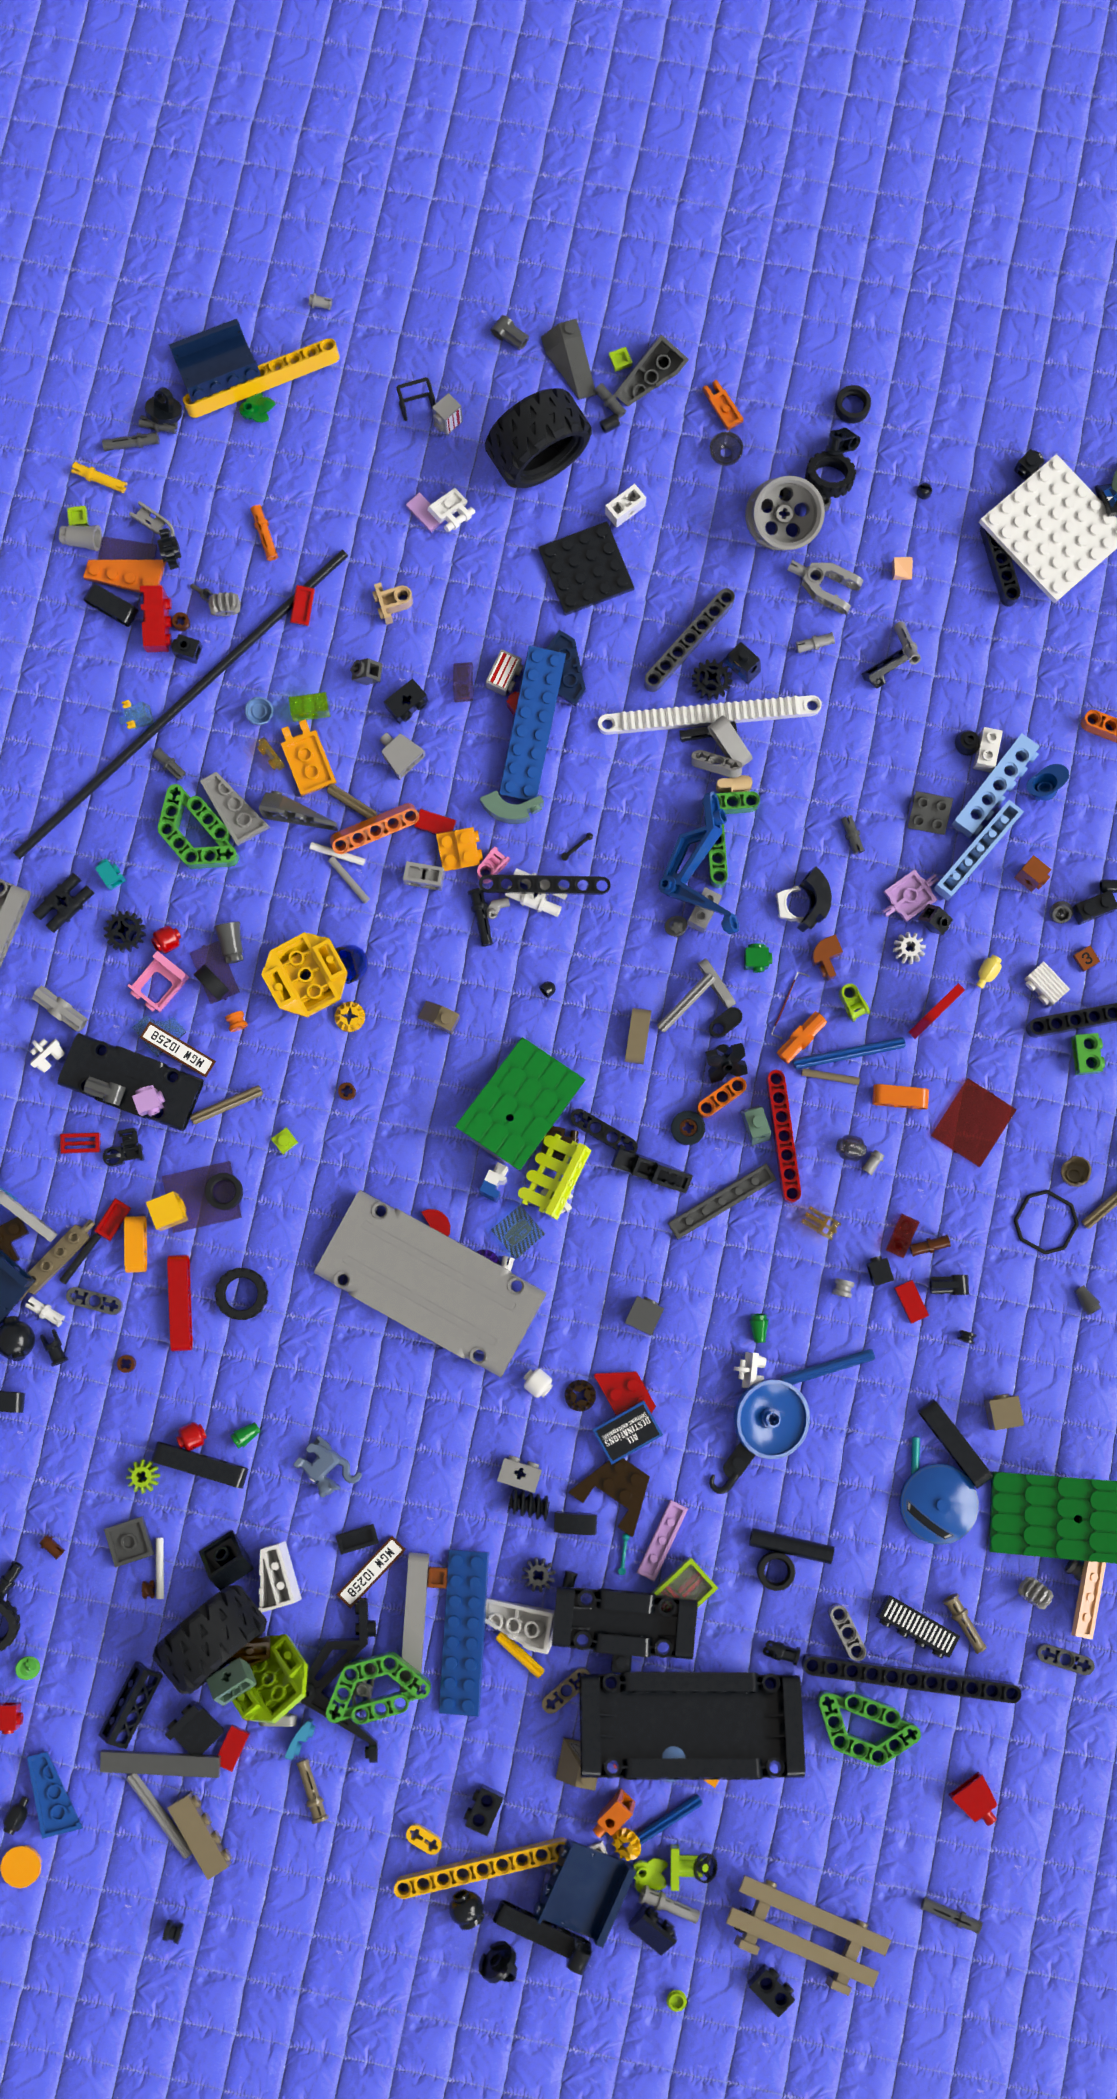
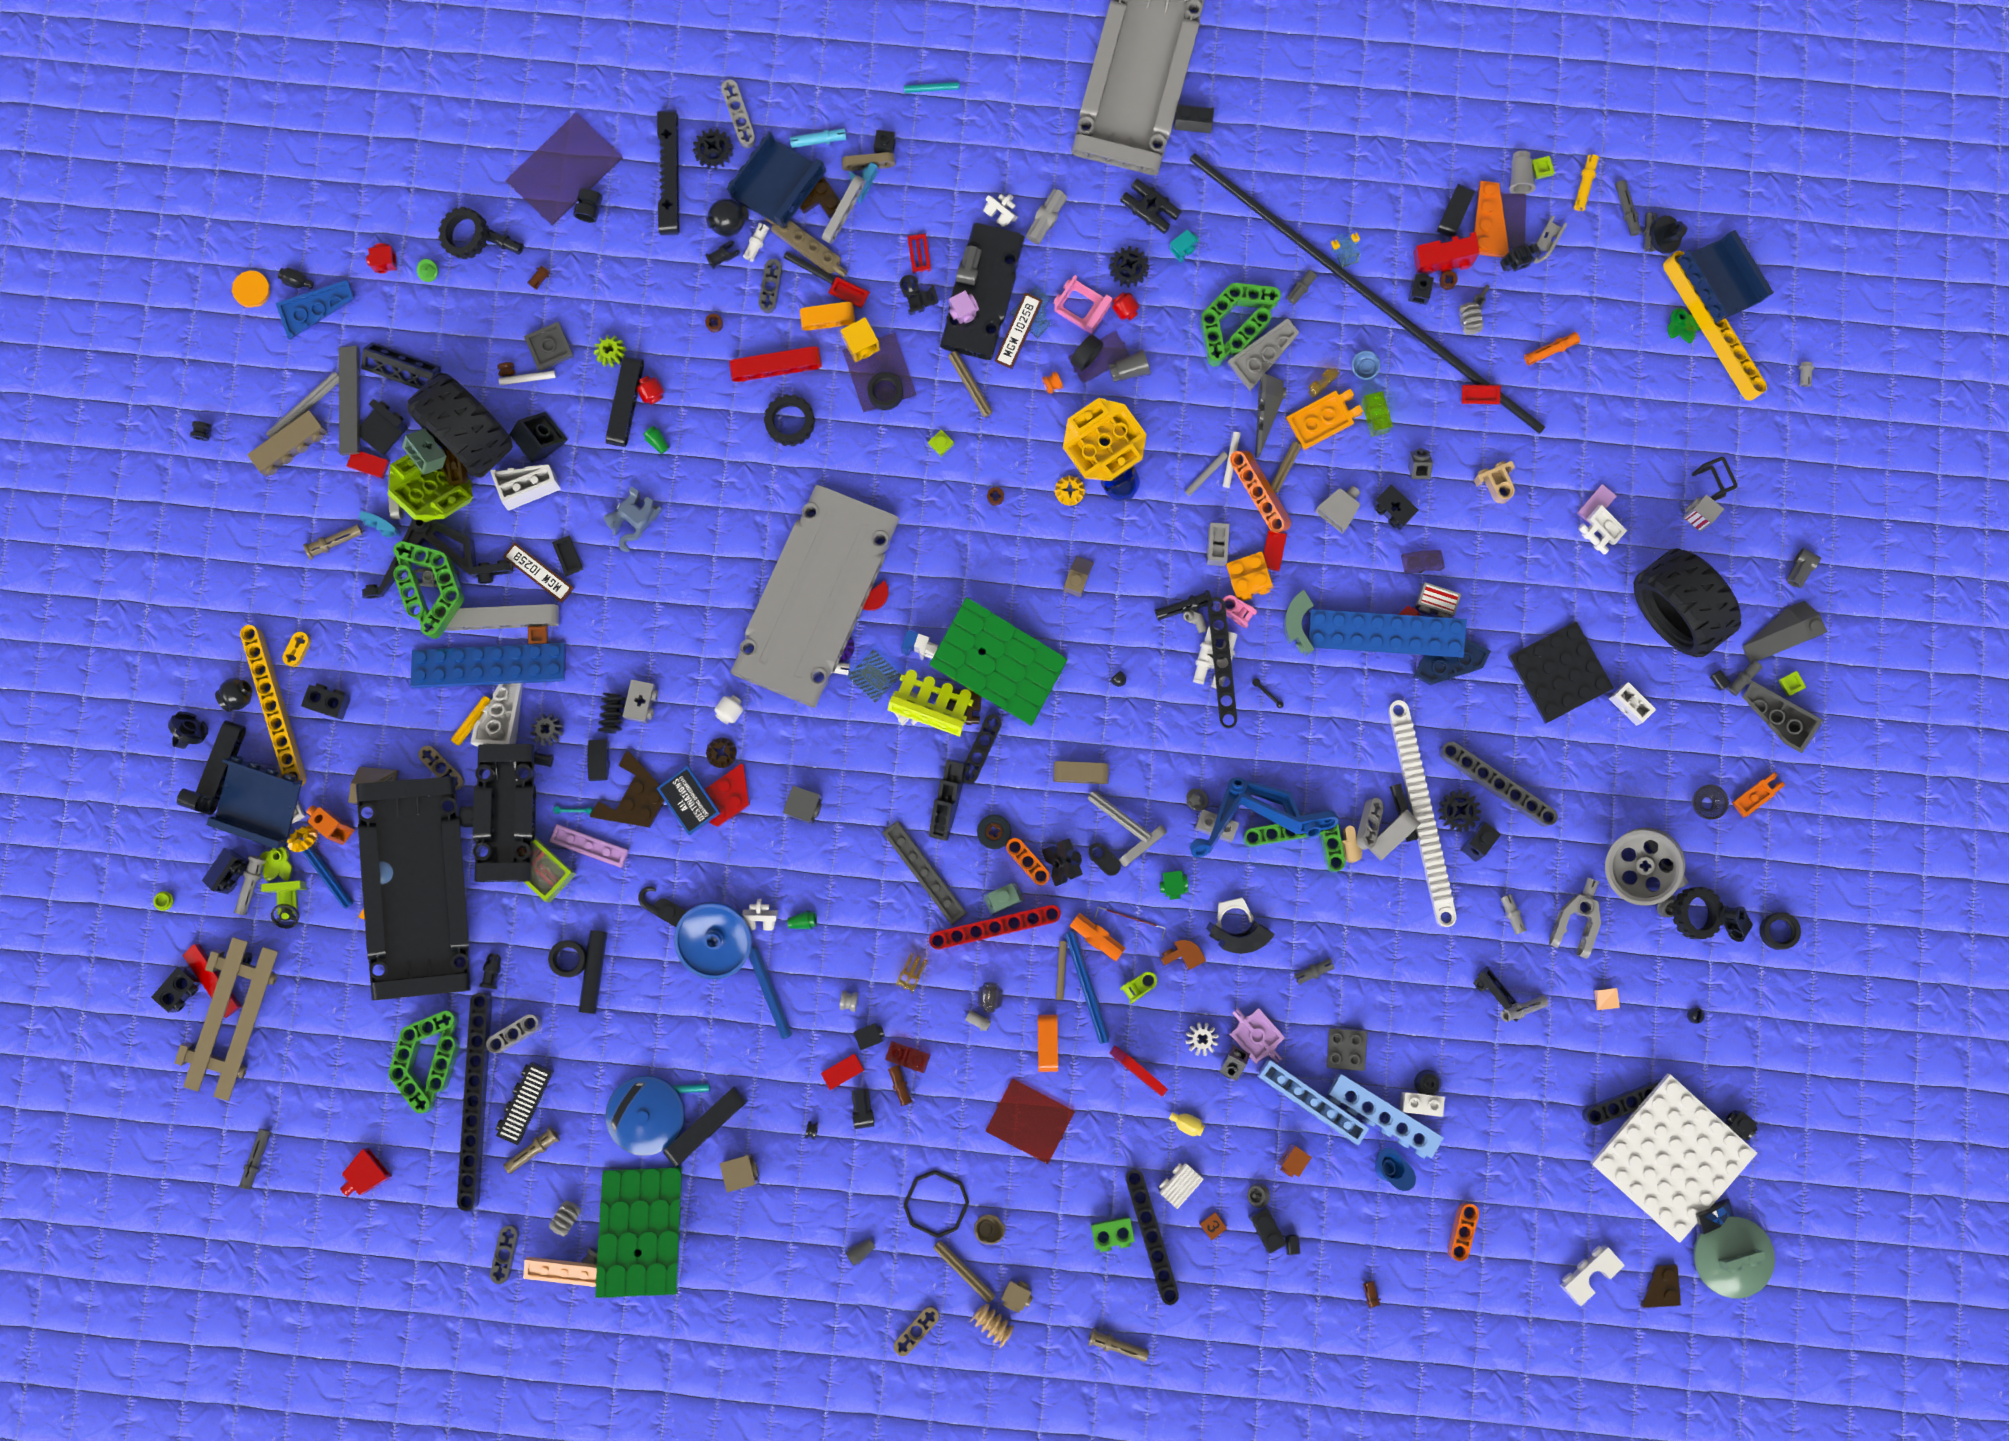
camera: 85 degrees right, 0 degrees up
(747, 1962) = (197, 960): none -> red slope

